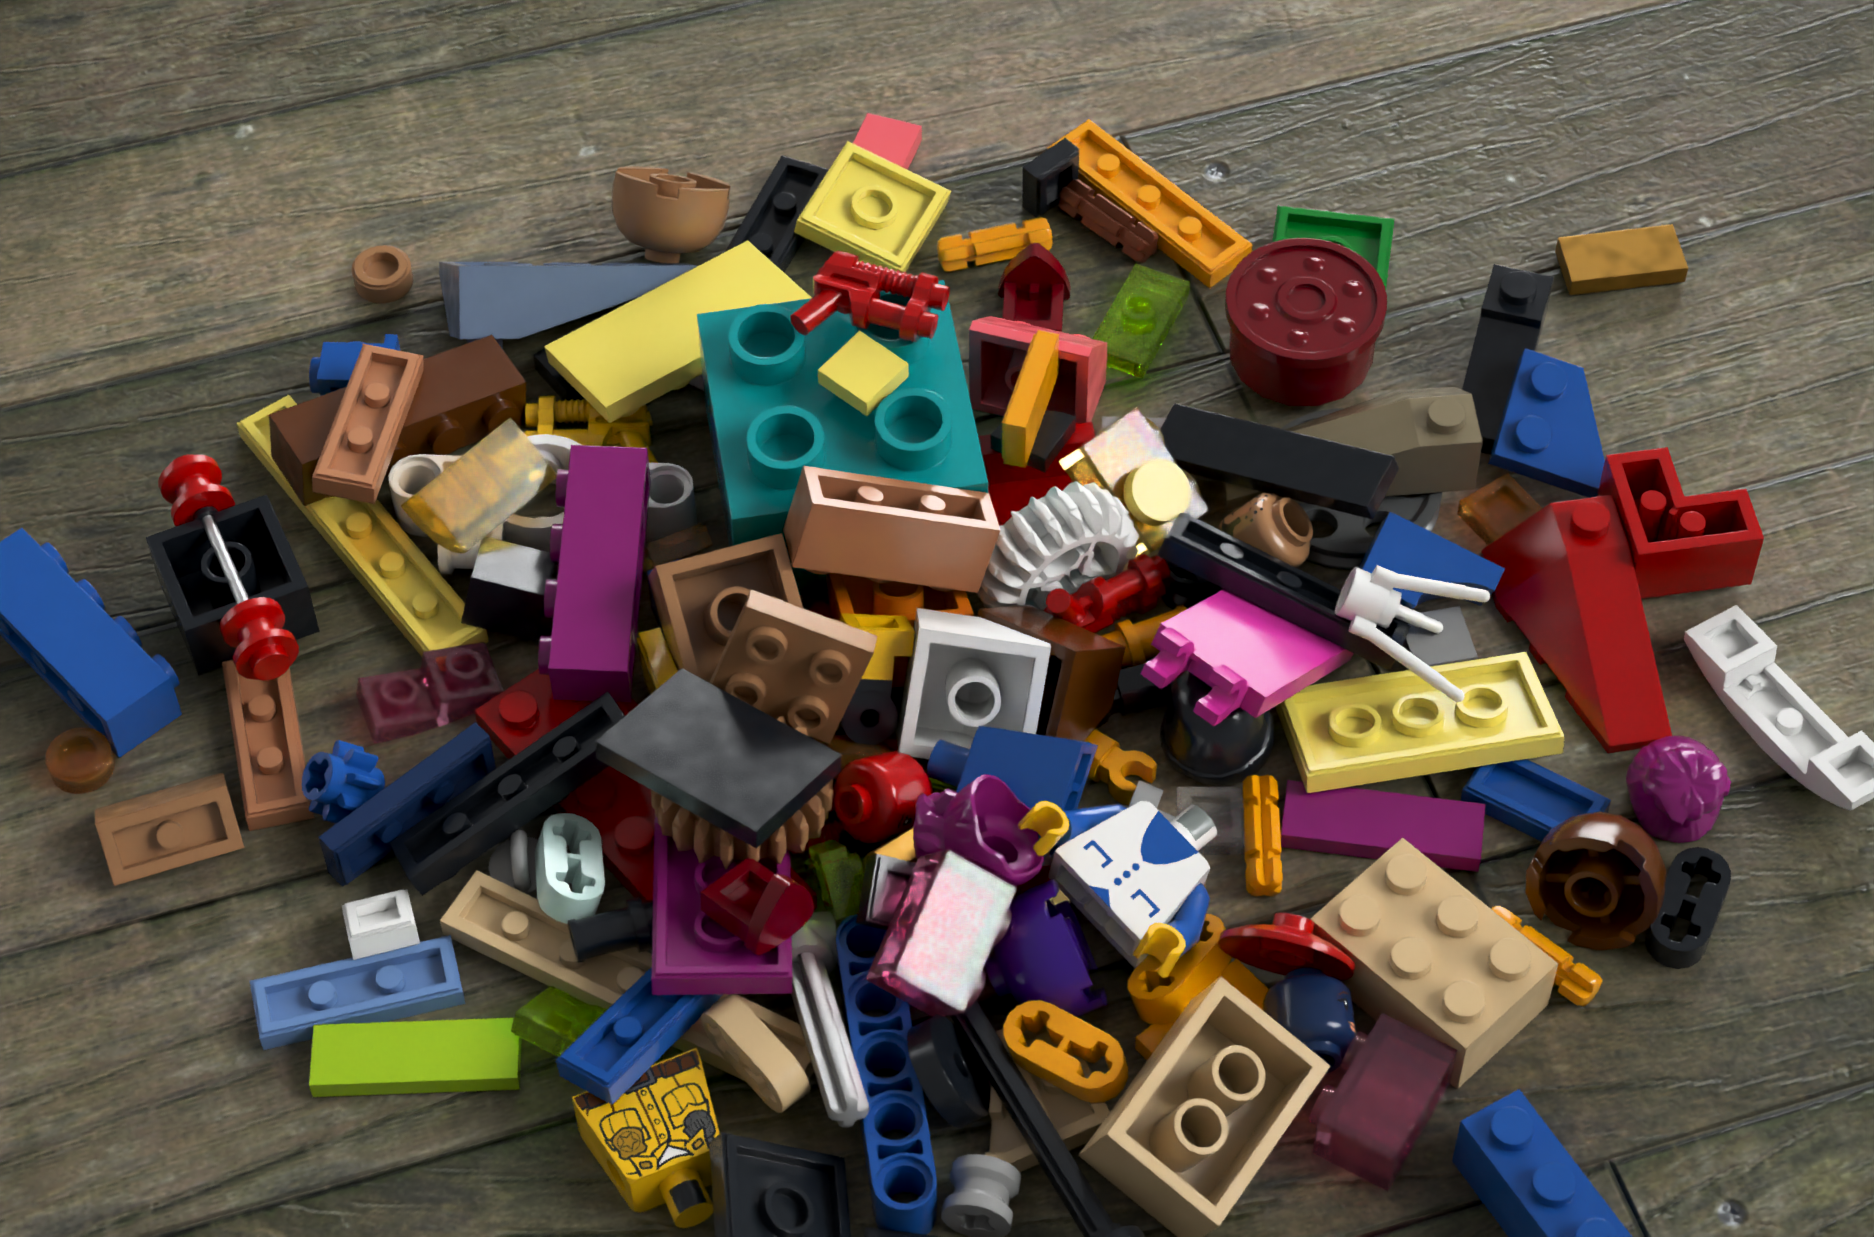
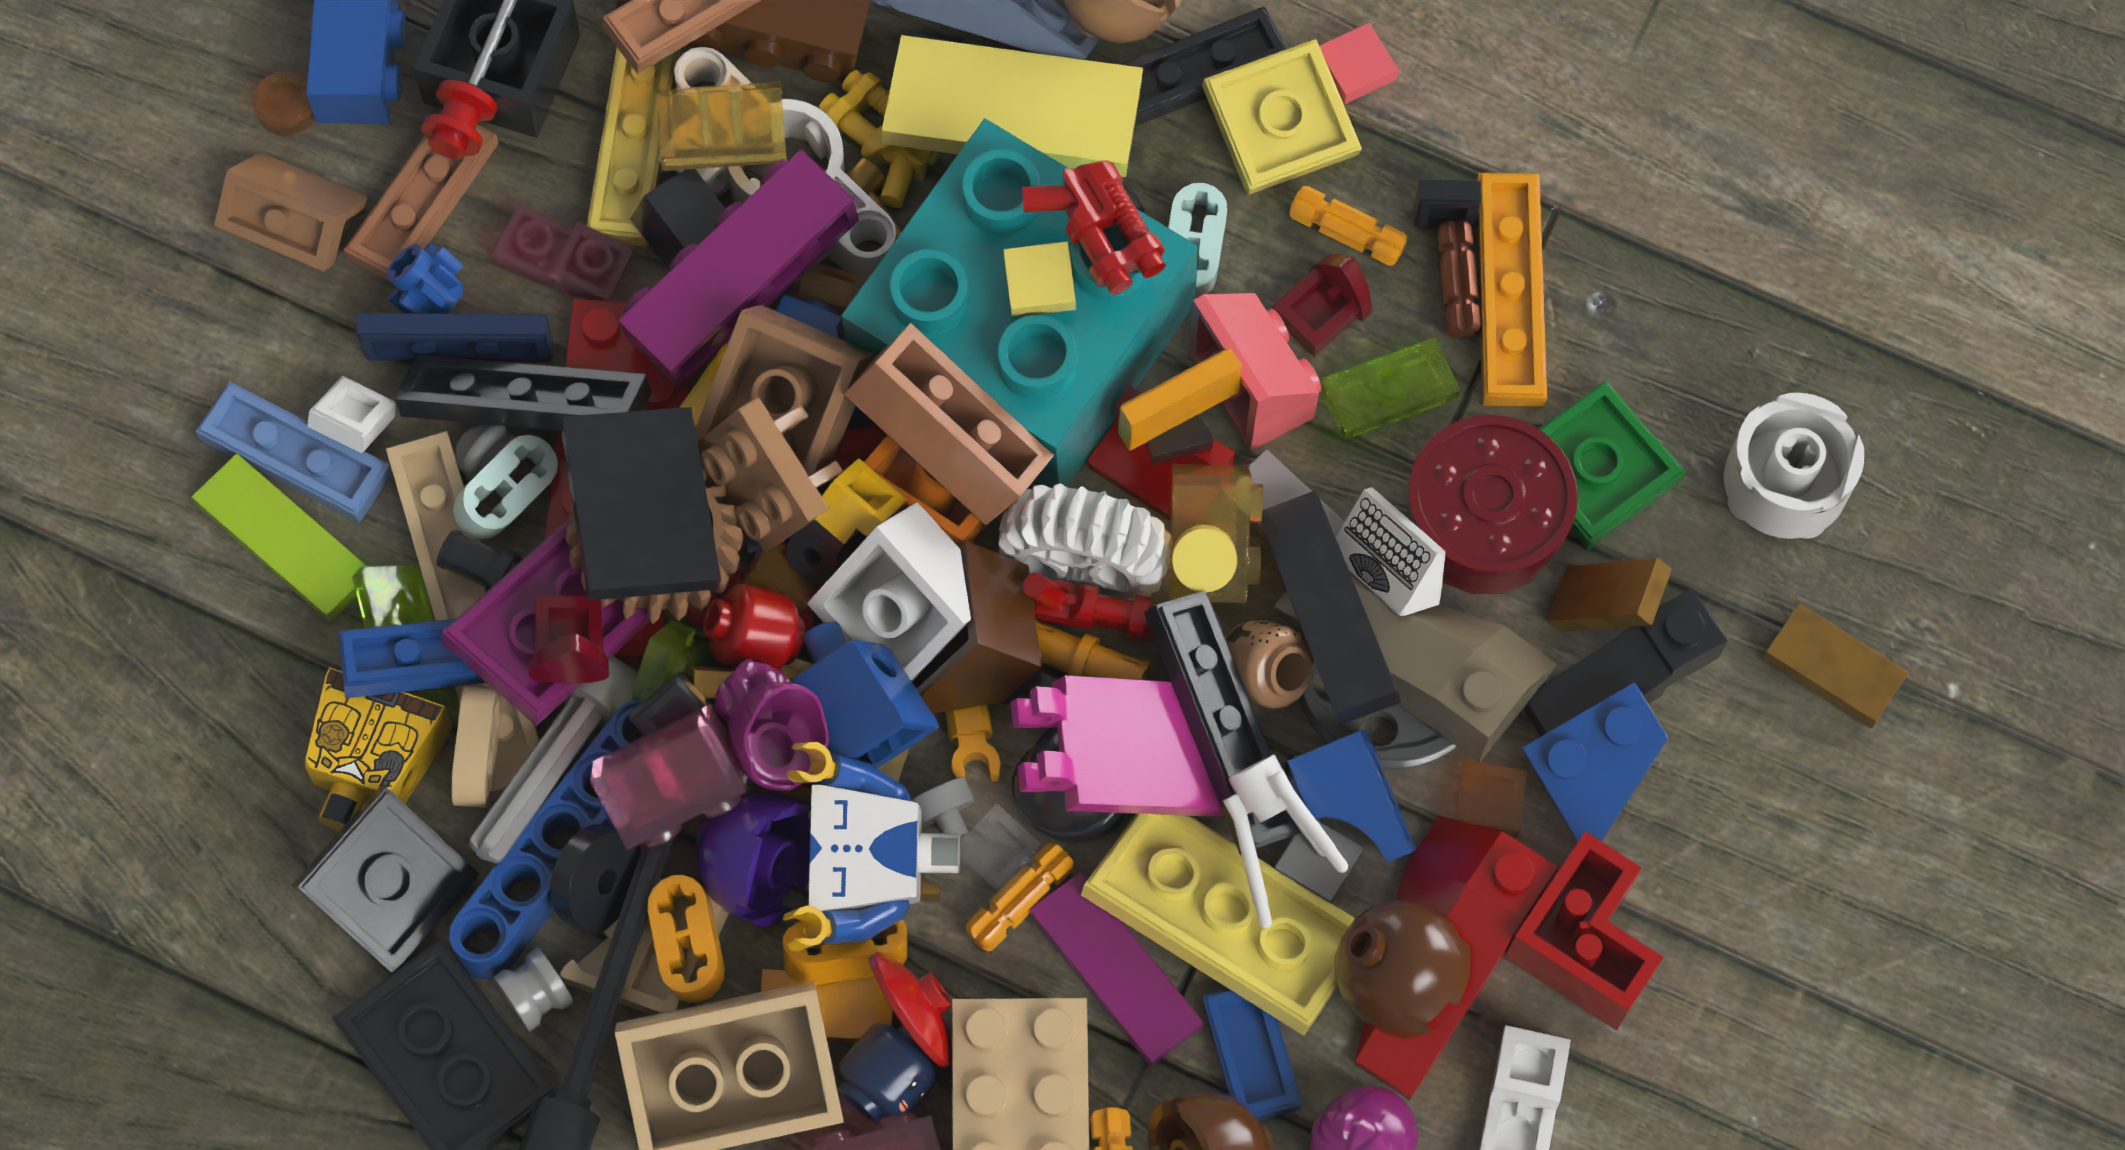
camera: 40 degrees right, 15 degrees up
(1279, 391) = (1391, 555): none -> slope
(1441, 316) = (1609, 595): none -> pearl gold tile
(1463, 156) = (1788, 499): none -> white brick
(1586, 643) = (1401, 967): none -> reddish brown cylinder

